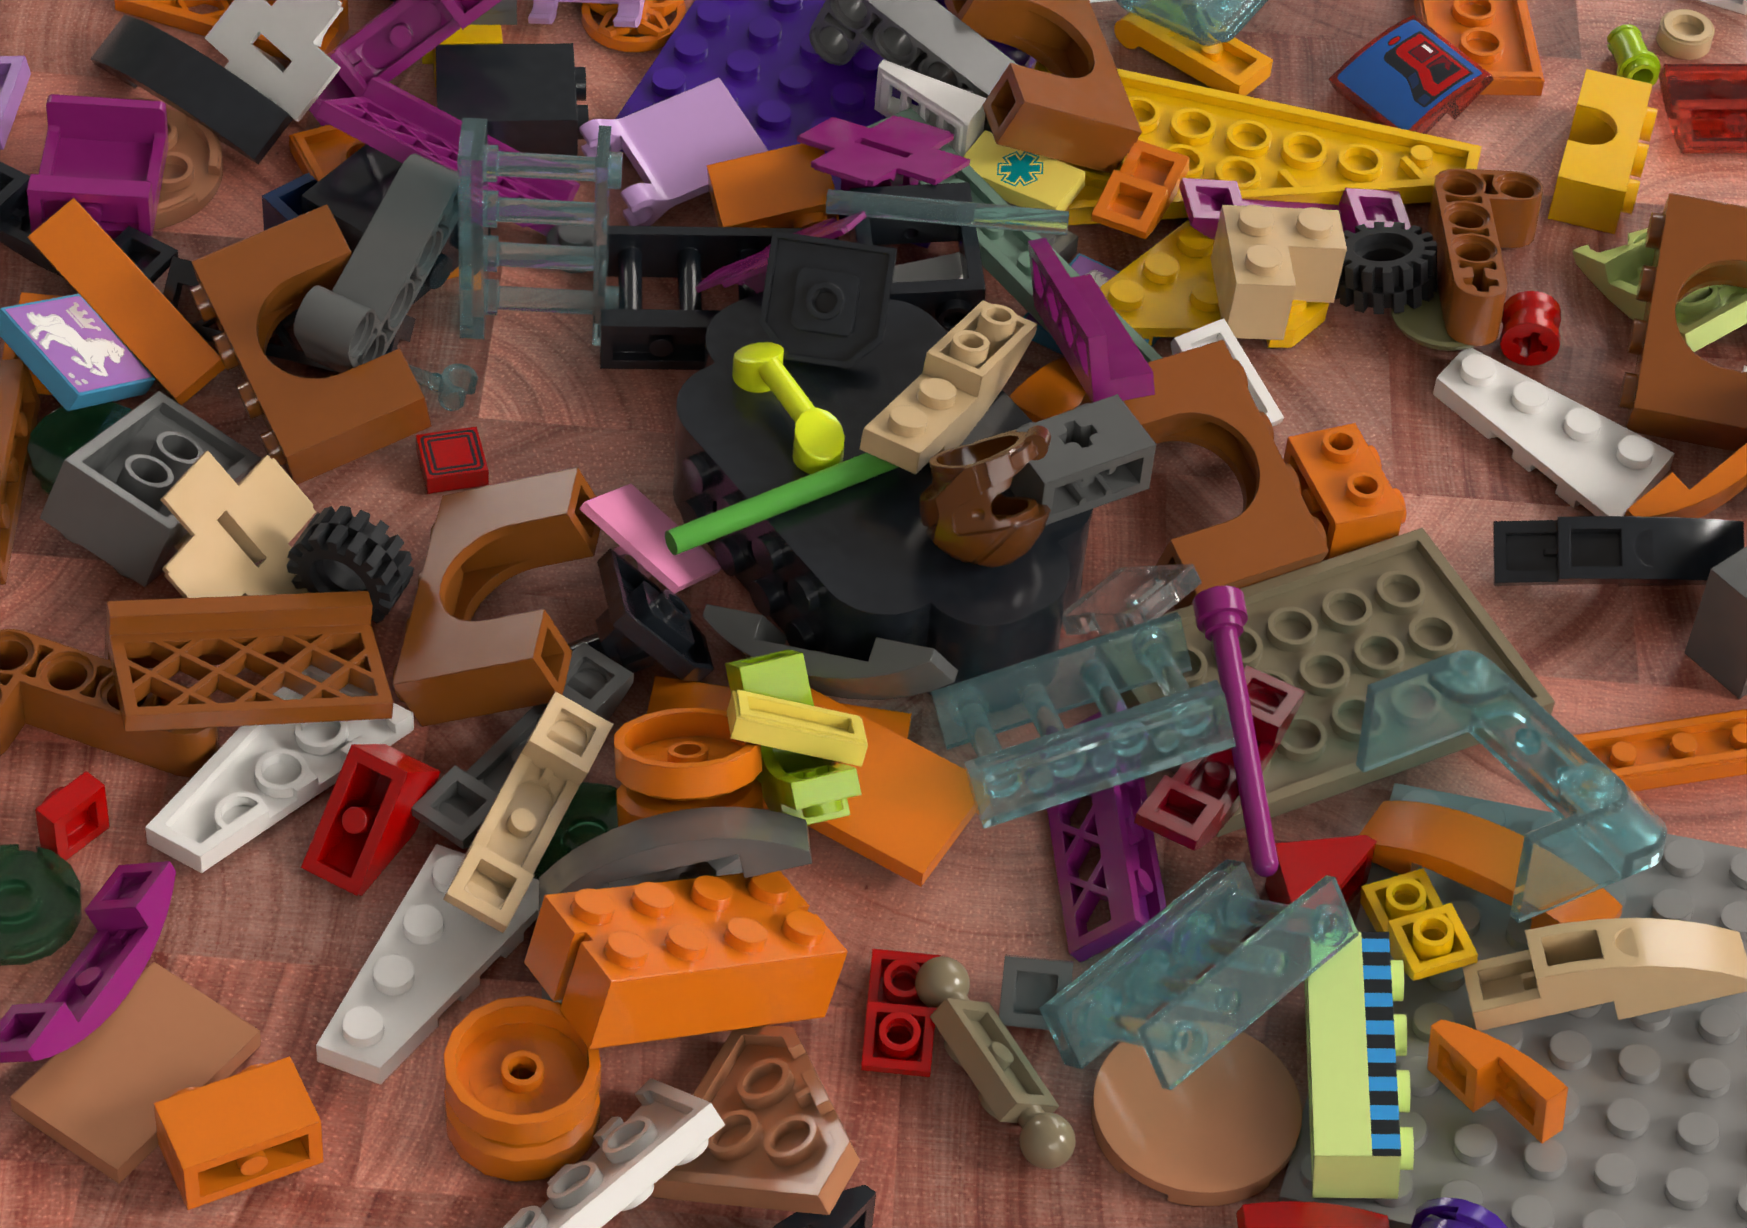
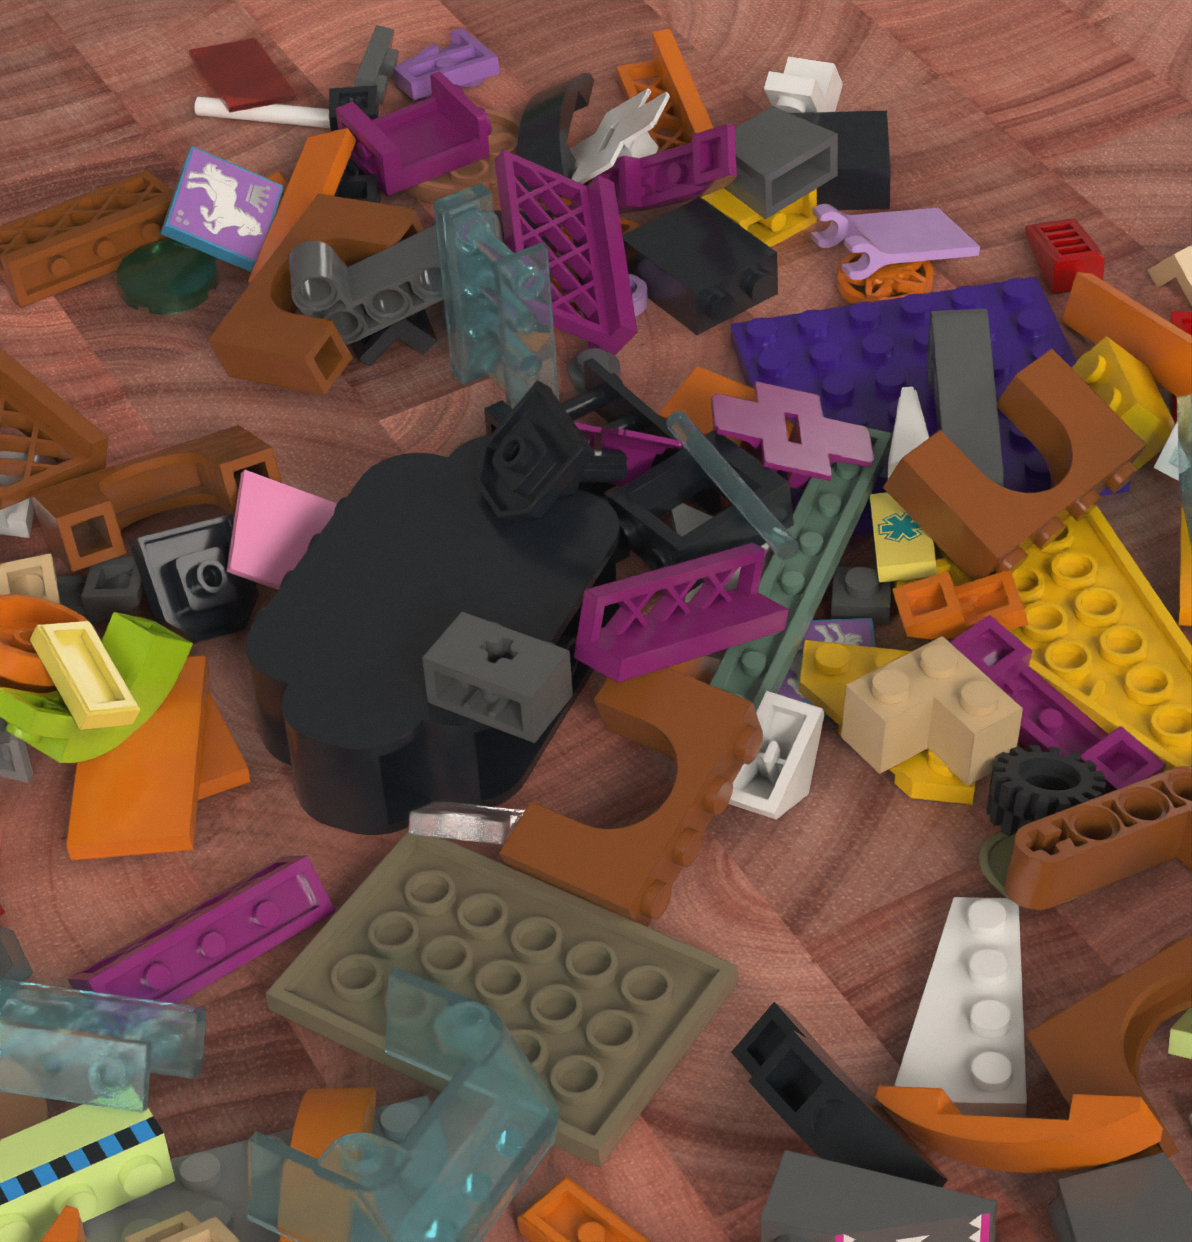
camera: 65 degrees right, 5 degrees down
(115, 483) = (134, 303): dark grey slope -> none
(234, 528) = (77, 360): tan piece -> none
(351, 555) = (128, 414): black tyre -> none
(451, 386) = (385, 382): clear light blue hand -> none
(452, 460) = (312, 425): red tile -> none
(674, 145) = (737, 350): lavender flag -> none
(775, 502) = (323, 553): bright green bar -> none
(817, 432) = (394, 531): neon yellow bar -> none
(891, 672) = (228, 684): dark grey slope -> none
(954, 390) = (526, 577): tan slope -> none
(966, 502) = (376, 638): reddish brown helmet -> none
(1092, 754) = (269, 880): clear light blue fence -> none
(1205, 790) = (294, 961): dark red slope -> none
(1221, 616) = (434, 859): magenta piece -> none
(1310, 860) = (233, 1090): red slope -> none
(1345, 488) = (736, 895): orange brick -> none
(1419, 926) = (213, 1175): yellow slope -> none
(1530, 328) = (1083, 928): red wheel -> none

